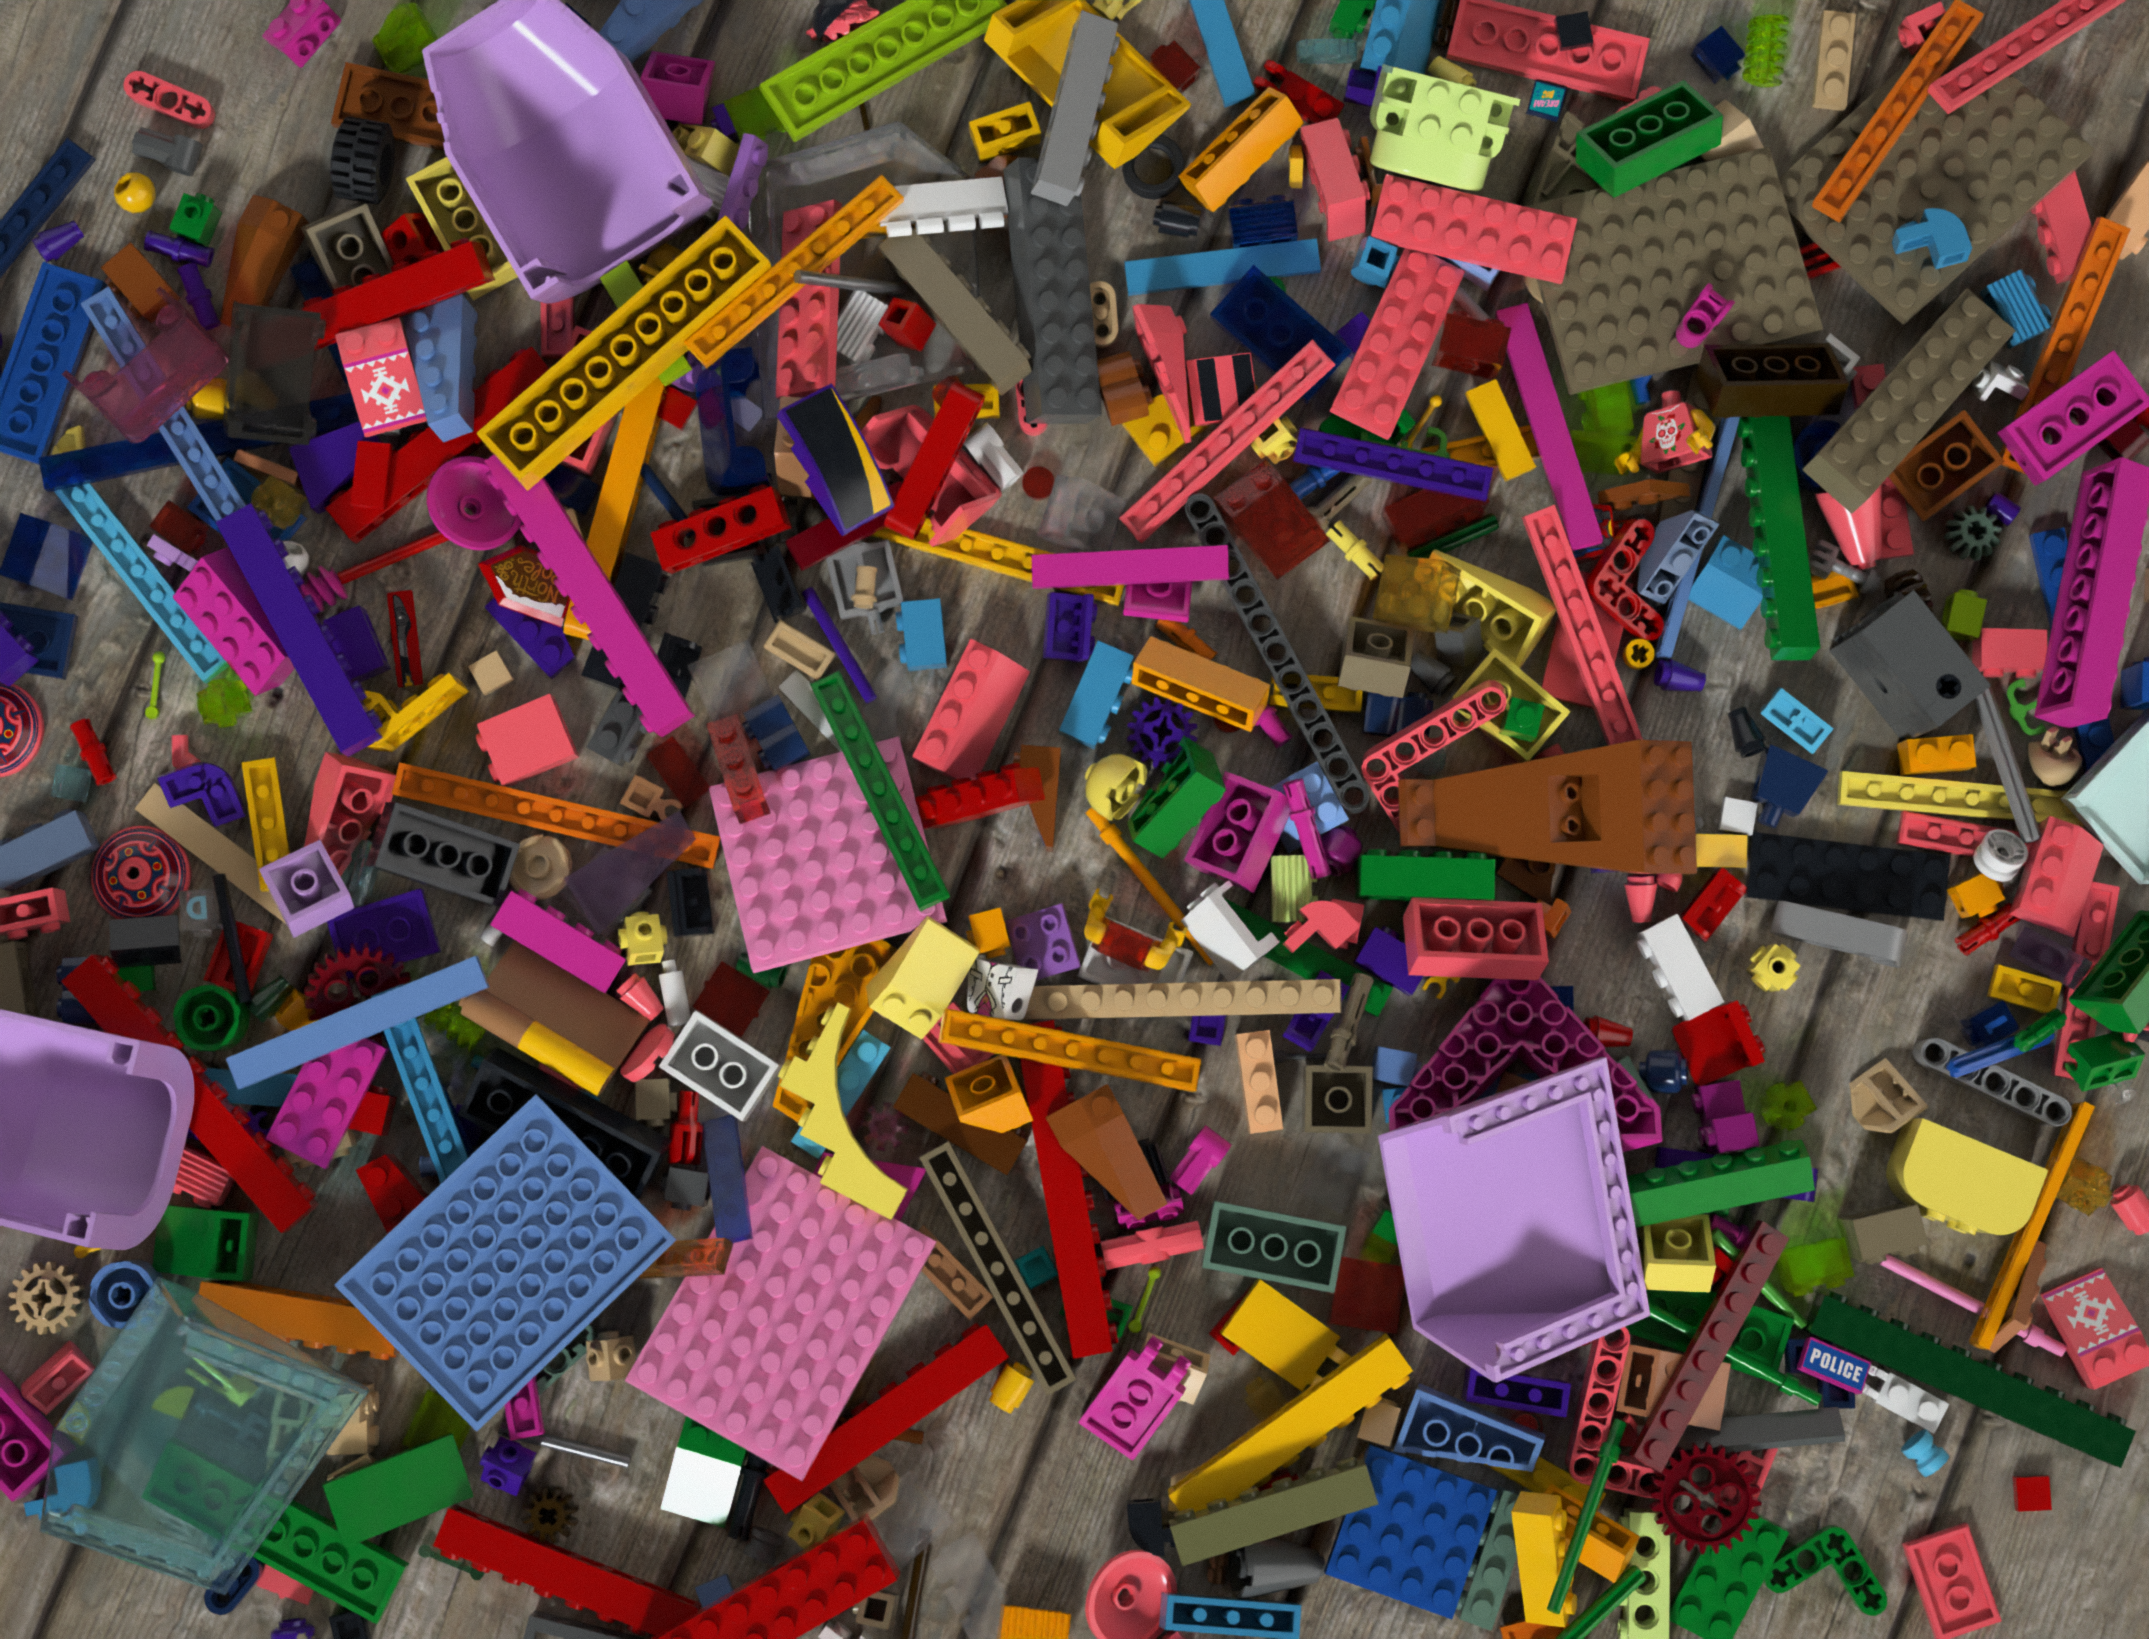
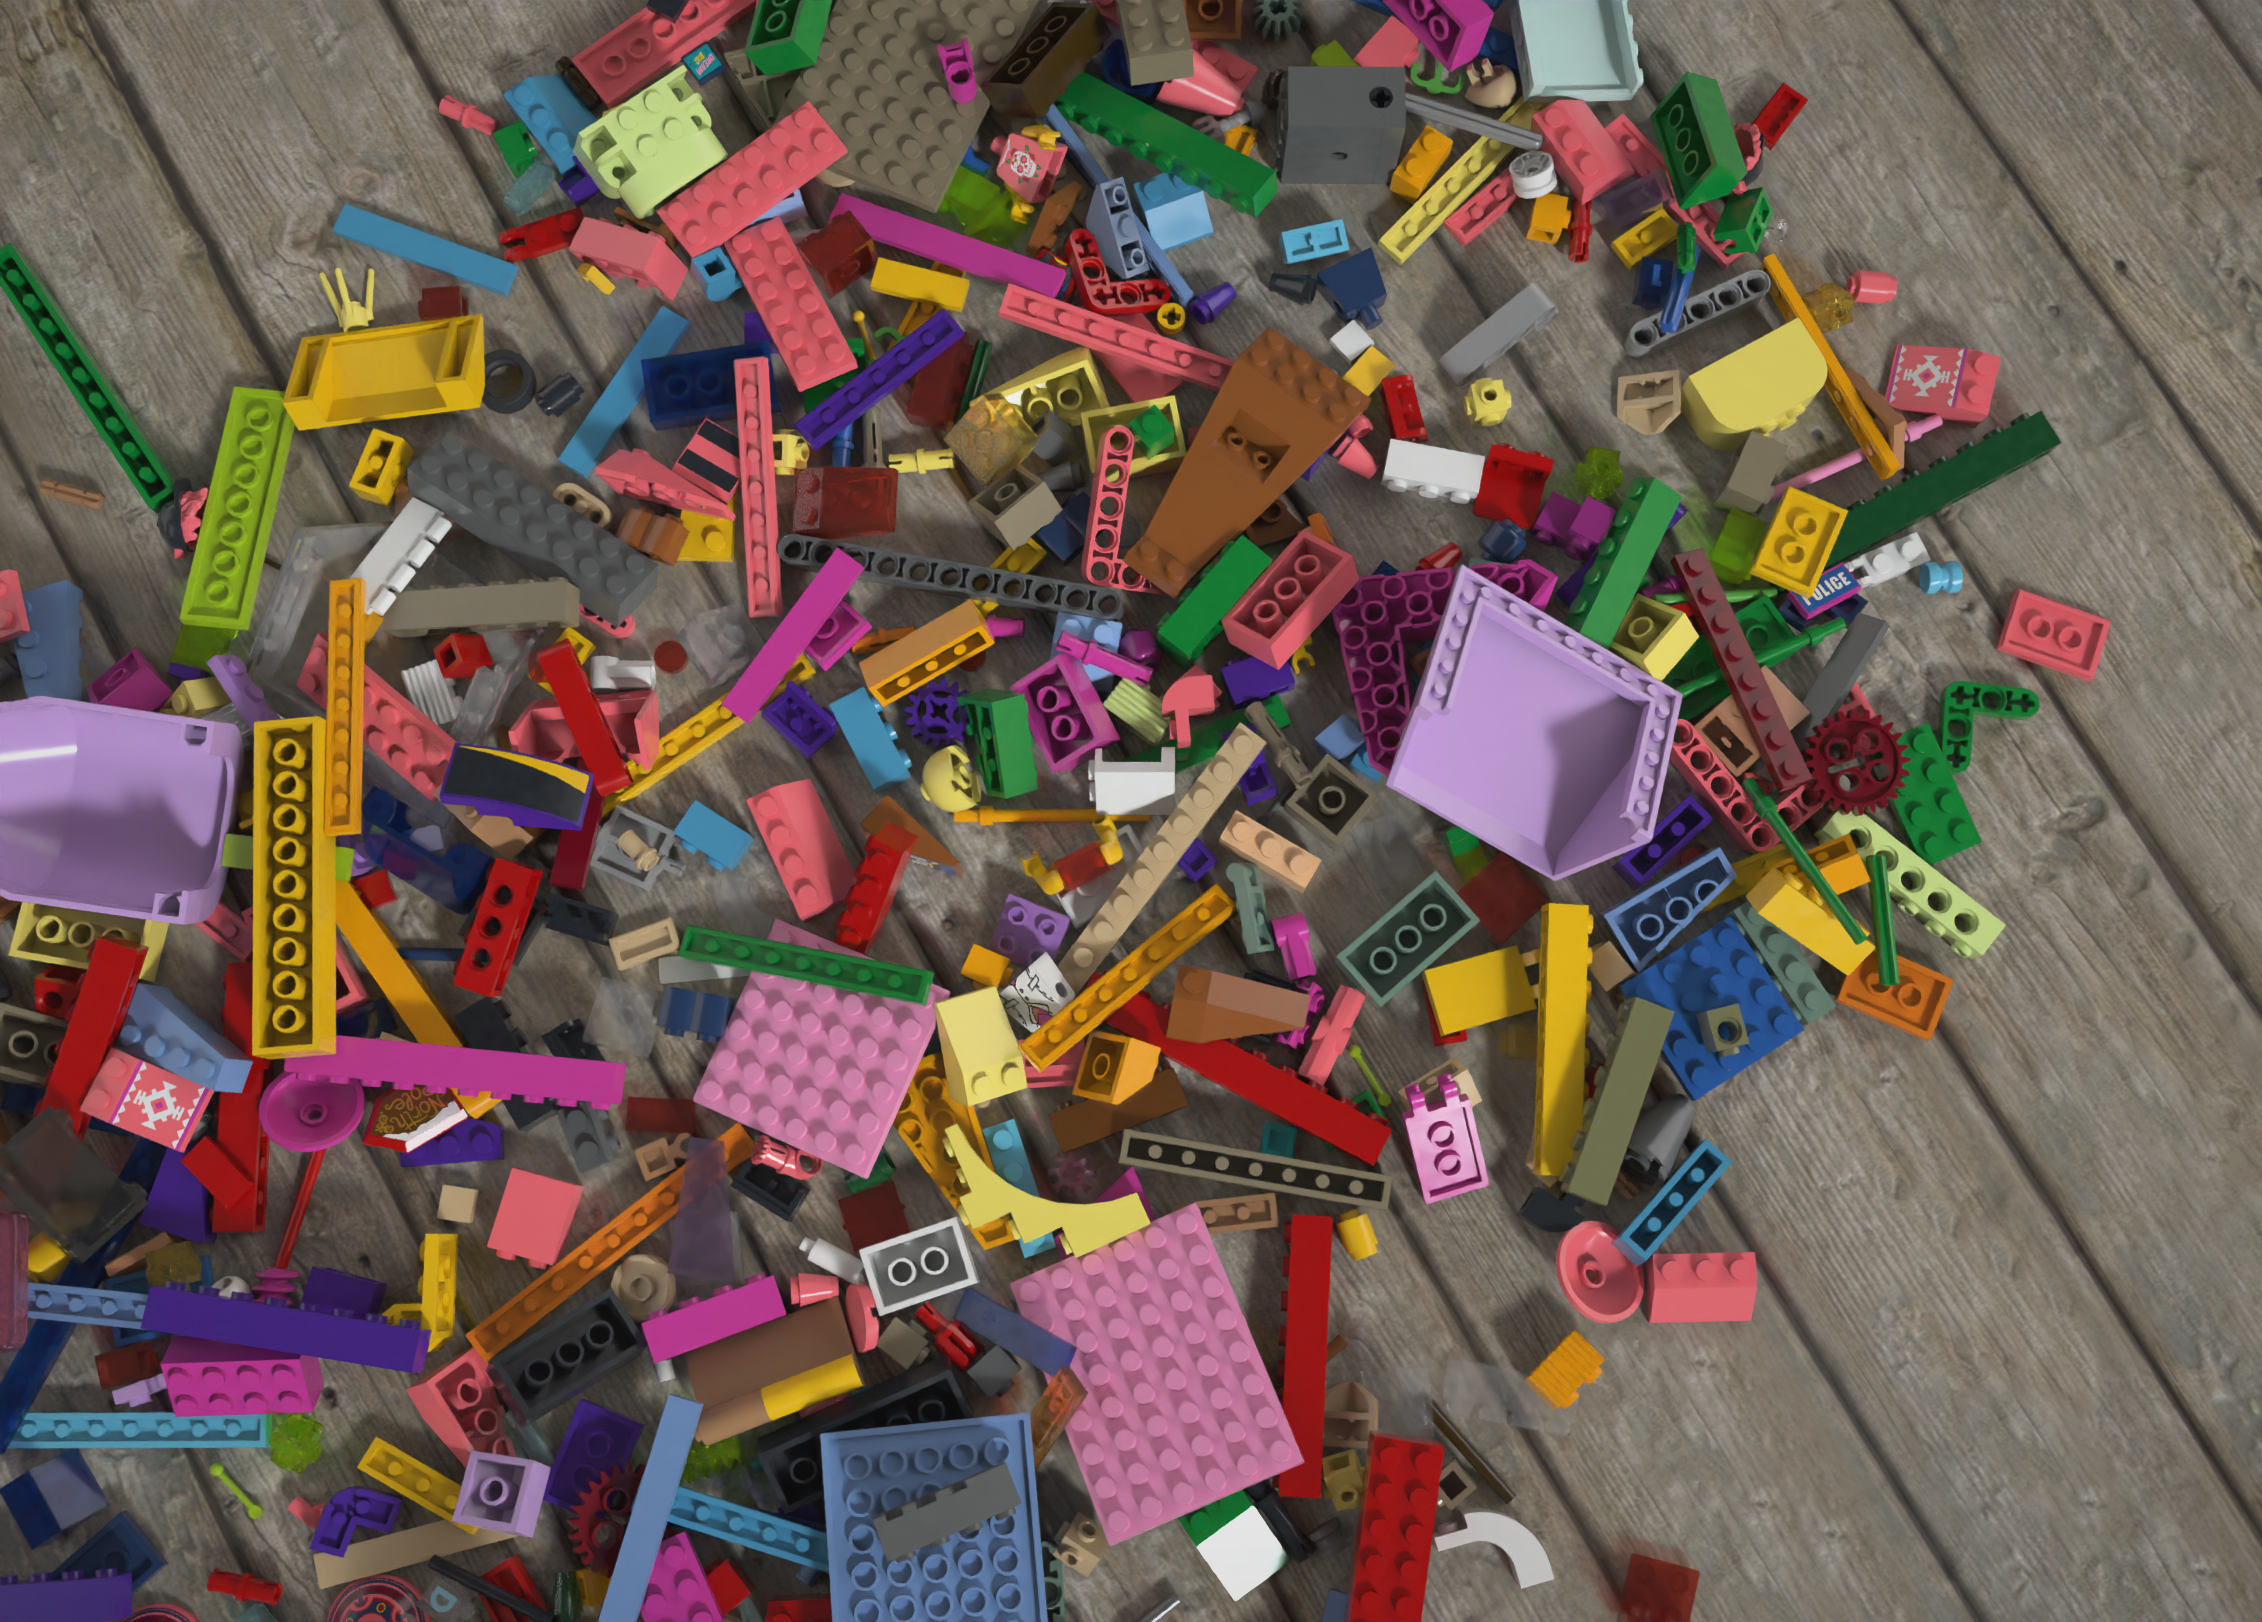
camera: 50 degrees left, 5 degrees down
(405, 638) = (372, 1252): red sticker -> none
(552, 1237) = (947, 1511): none -> dark grey wedge
(642, 938) = (768, 1248): light yellow brick -> none
(719, 894) = (784, 1158): none -> coral connector
(738, 768) = (696, 1062): clear red brick -> none
(839, 645) = (666, 908): dark purple bar -> none
(849, 282) = (391, 672): flat silver bar -> none
(1075, 109) = (408, 398): light grey brick -> none
(1203, 1102) = (1251, 907): none -> sand green plate
(1241, 149) = (547, 305): light orange brick -> none
(1262, 222) = (615, 334): clear blue brick -> none
(1396, 1538) = (1732, 1018): none -> olive brick
(1847, 876) = (1460, 299): black plate -> none
(1857, 1313) = (1798, 541): none -> yellow tile
(2032, 1493) = (2029, 524): red tile -> none

